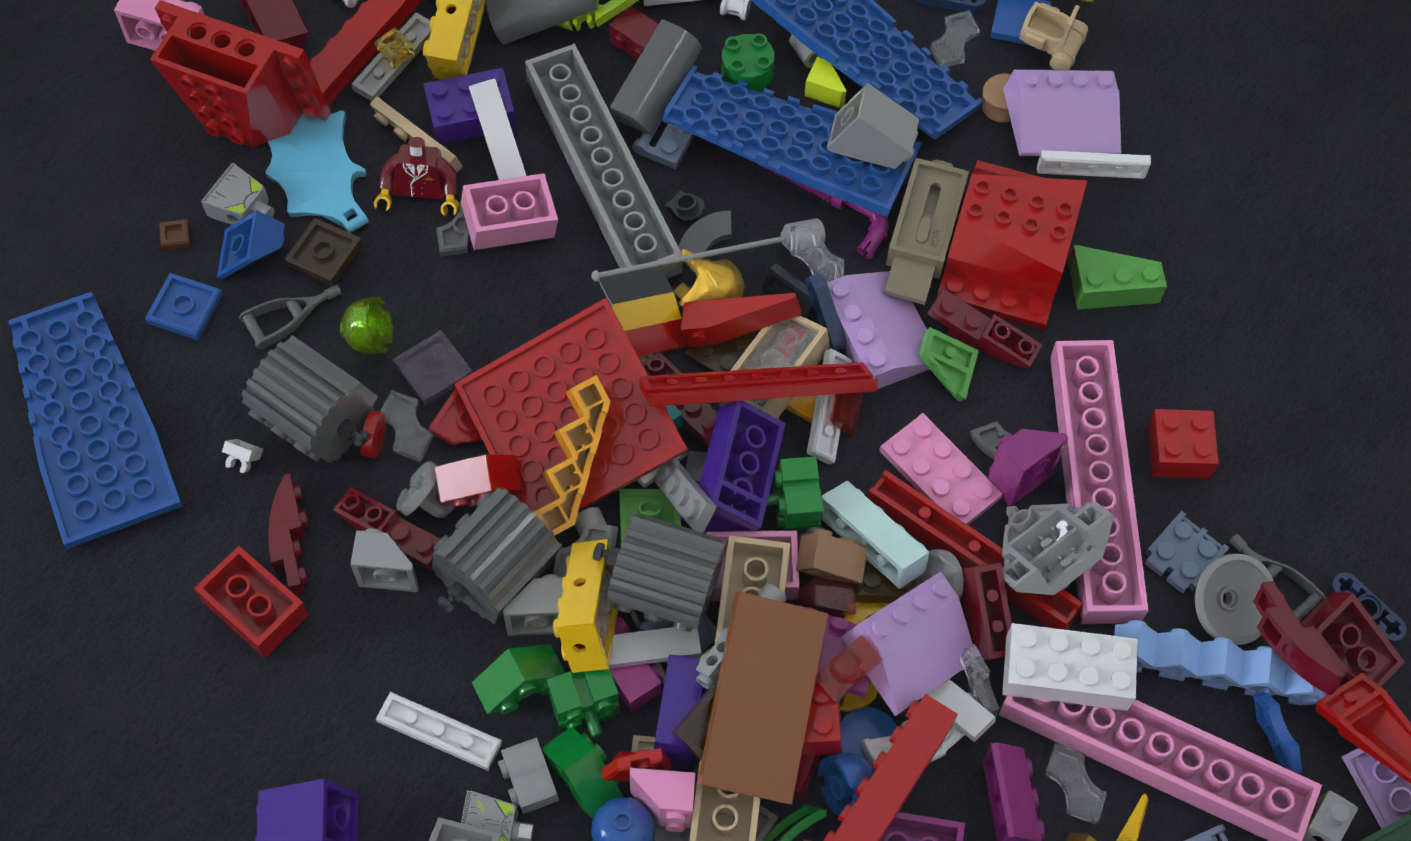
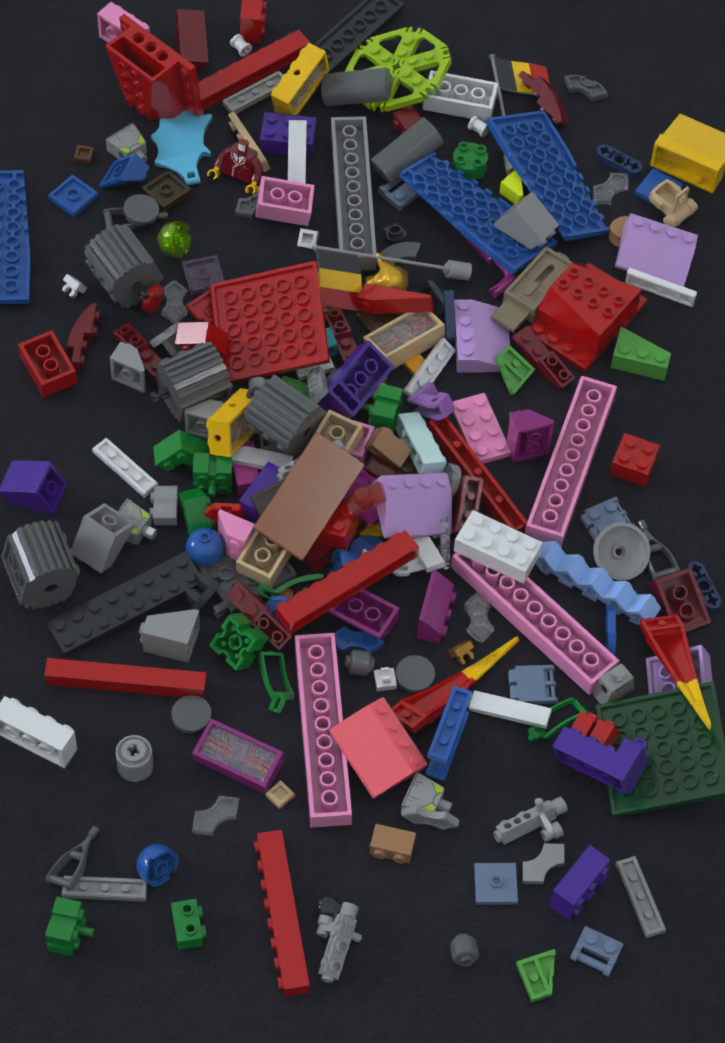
camera: 20 degrees right, 5 degrees down
(298, 296) = (141, 210): none -> dark grey tile
(395, 47) = (256, 86): clear yellow slope -> none
(563, 257) = (307, 238): none -> white slope
(579, 444) = (267, 334): light orange brick -> none
(757, 384) = (386, 337): red plate -> none
(809, 247) = (456, 276): clear tile -> none
(846, 412) = (441, 371): clear red slope -> none
(860, 464) = (431, 402): none -> medium lavender piece
(1052, 545) = (520, 483): light grey wedge -> none
(1297, 646) = (640, 581): dark red slope -> none

